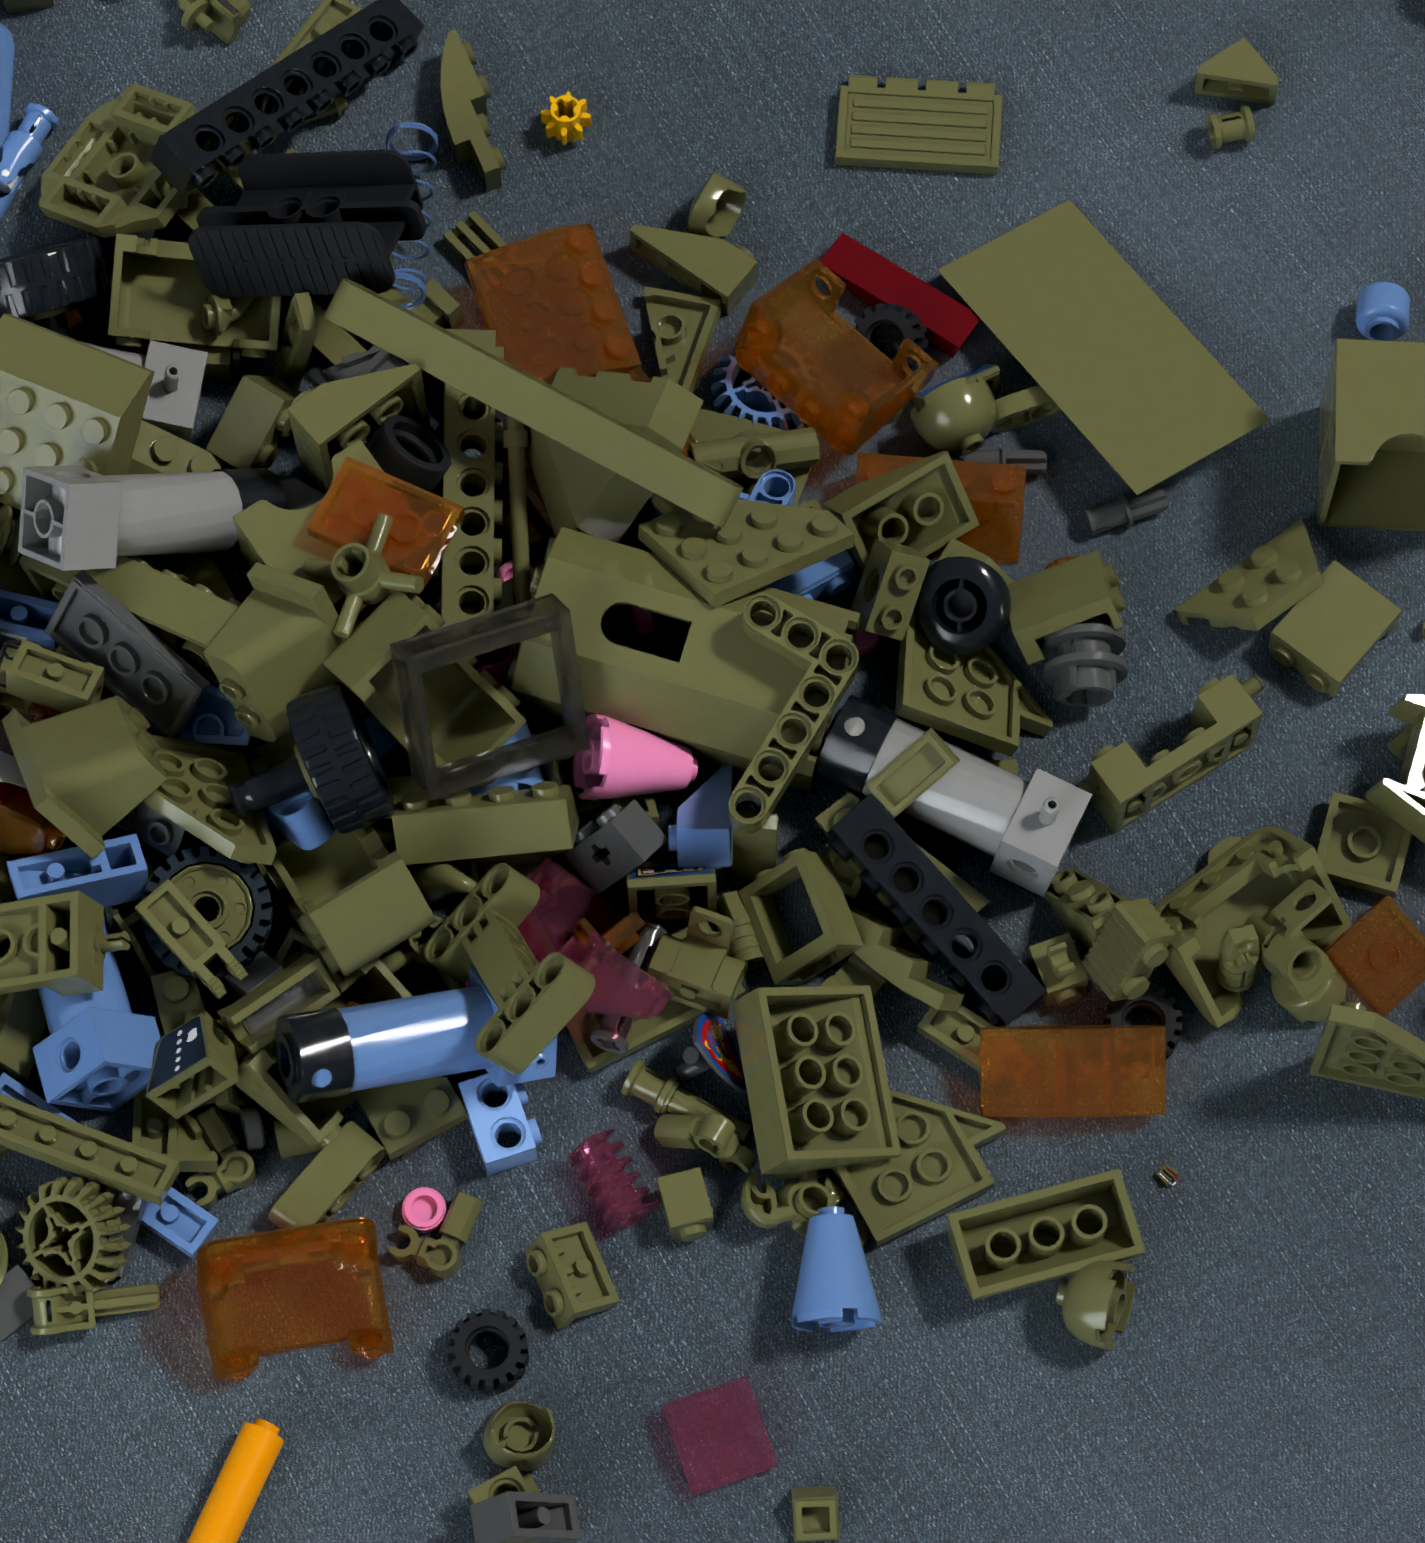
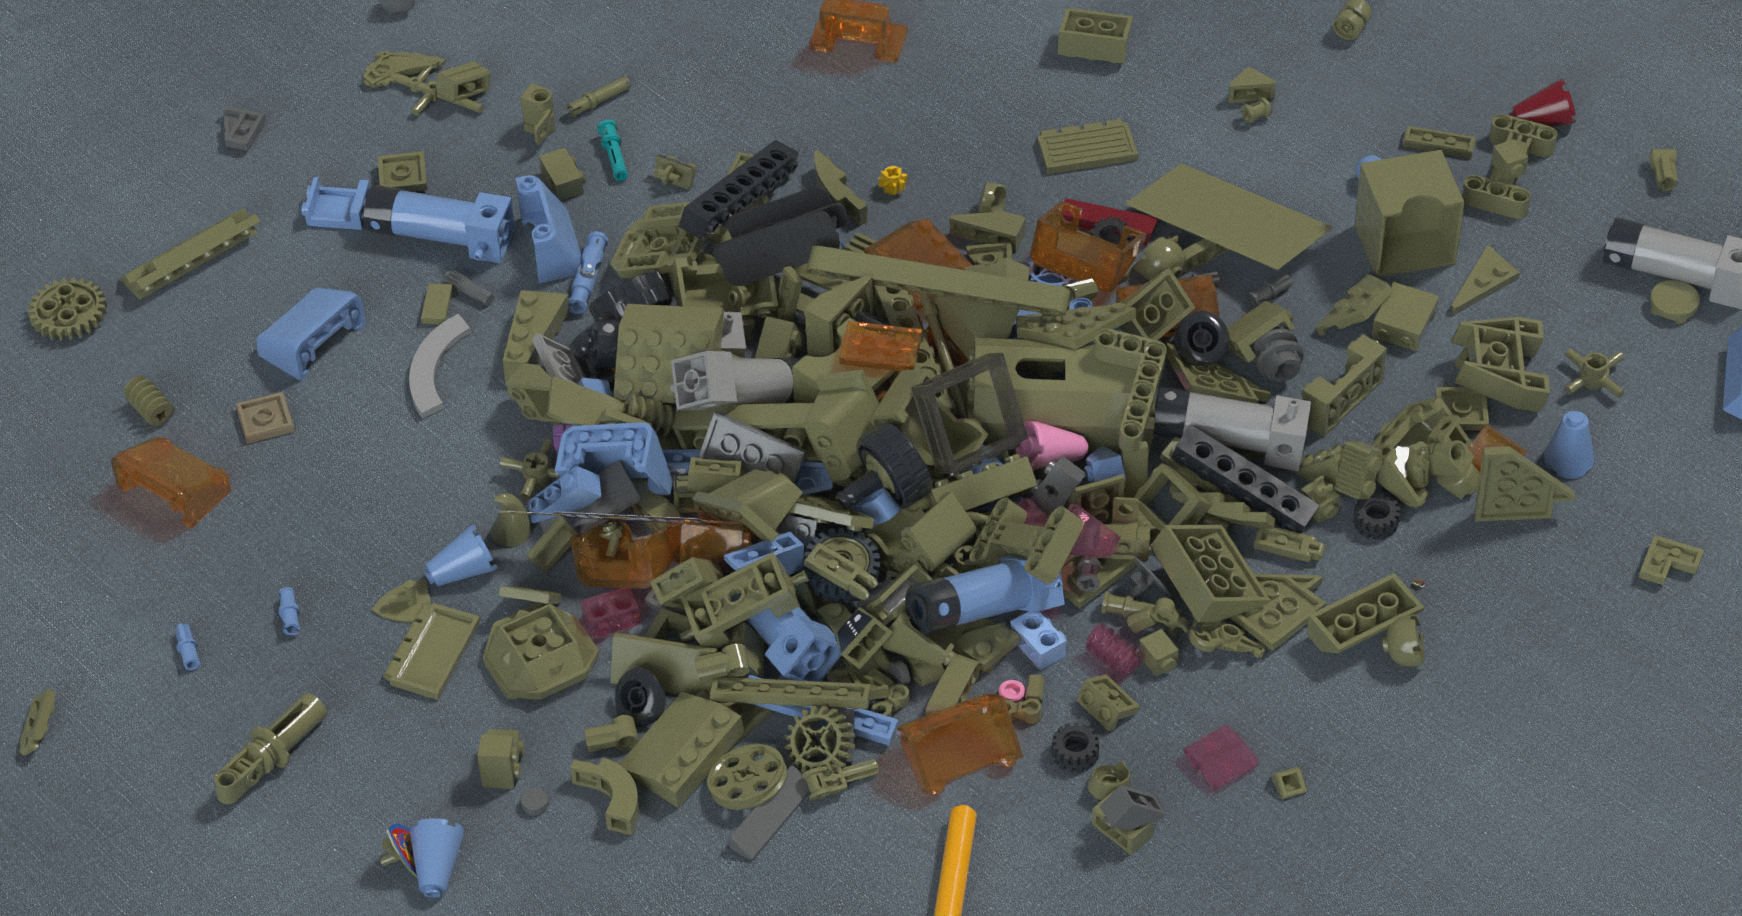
camera: 15 degrees left, 20 degrees down
(363, 575) = (880, 368): olive bar -> none
(834, 1277) = (1258, 664): medium blue cone -> none
(889, 588) = (1163, 329): olive brick -> none
(912, 773) = (1210, 408): olive tile -> none
(1073, 1071) = (1348, 539): clear orange slope -> none

